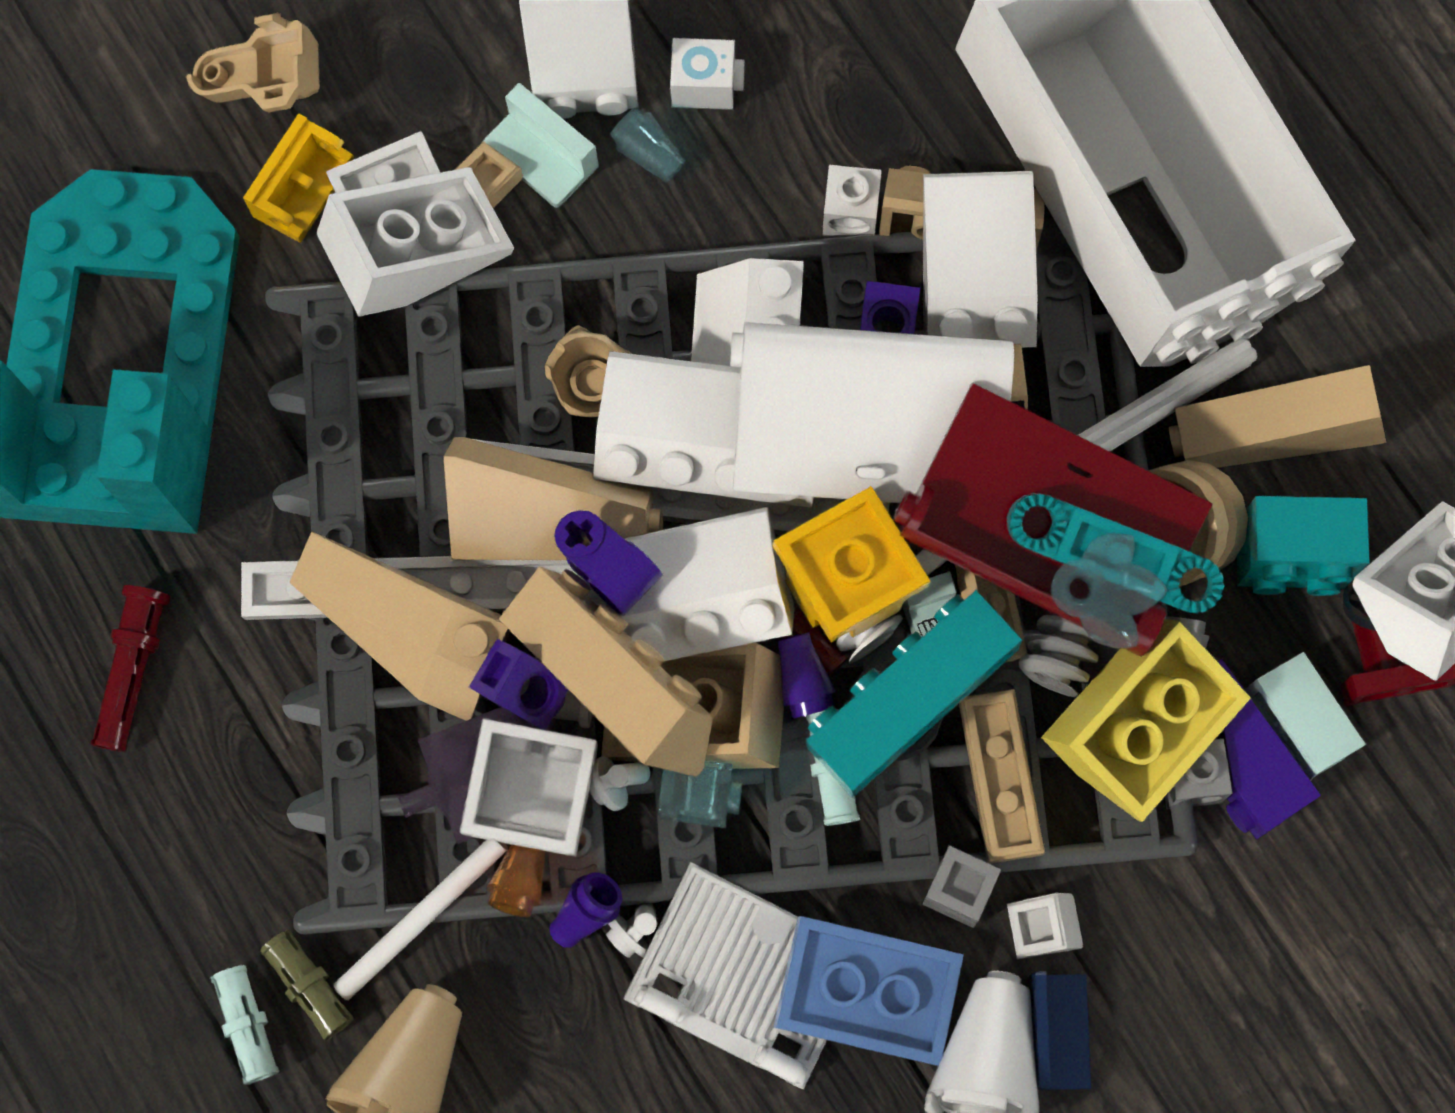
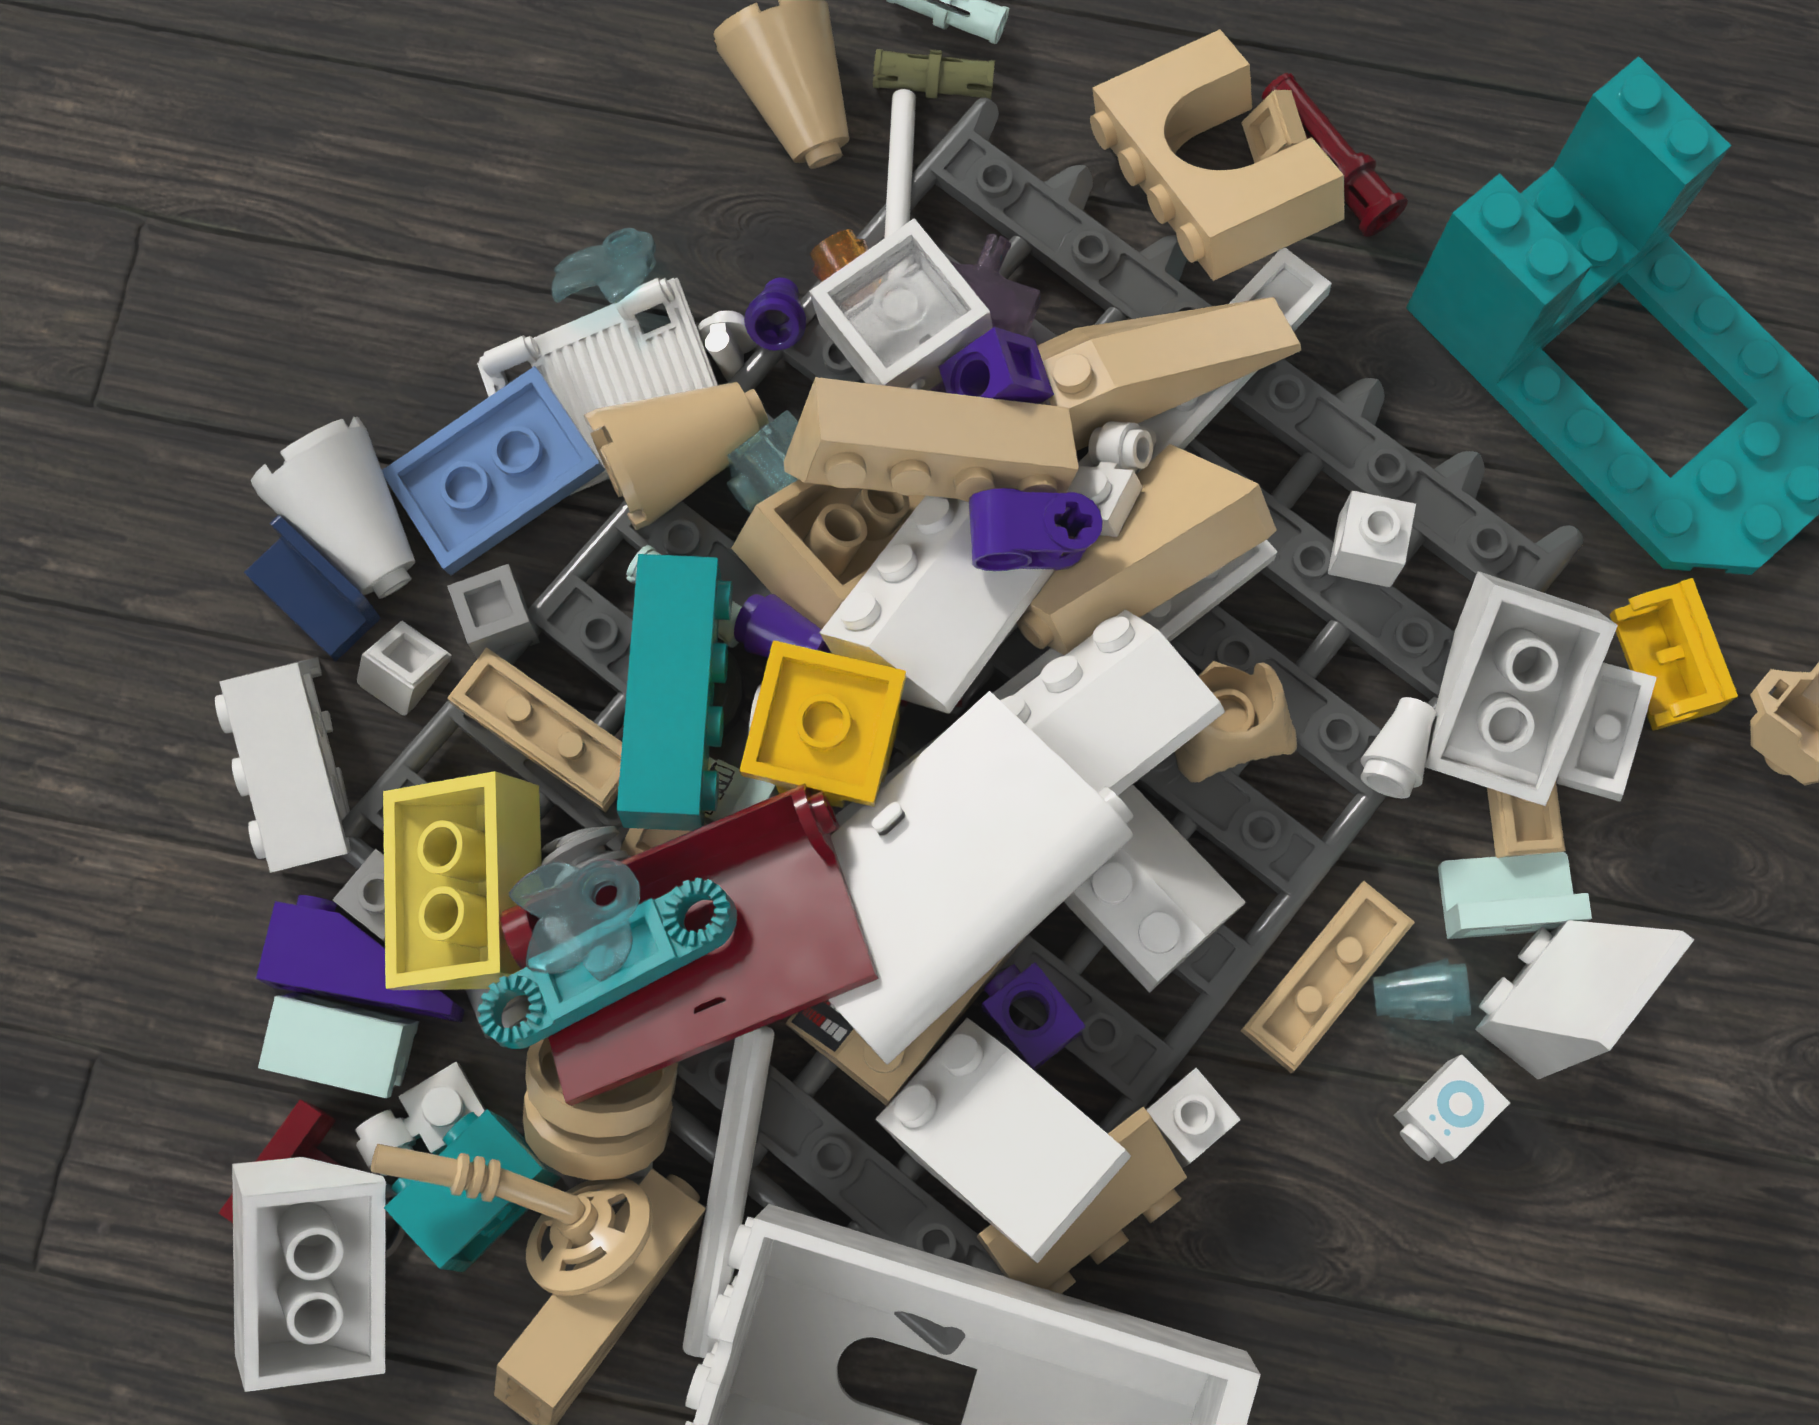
camera: 130 degrees right, 0 degrees up
(148, 714) = (1273, 125): none -> tan tile
(259, 670) = (1217, 214): none -> tan arch
(399, 390) = (1371, 539): none -> white brick
(489, 579) = (1113, 485): none -> white plate
(516, 269) = (1399, 752): none -> white cone
(665, 1065) = (614, 266): none -> clear light blue plate
(688, 208) = (1327, 976): none -> tan tile
(746, 870) = (672, 444): none -> tan cone
(1176, 925) = (285, 764): none -> white wedge
(1264, 464) = (577, 1217): none -> tan dish
(1274, 627) = (432, 1111): none -> white plate

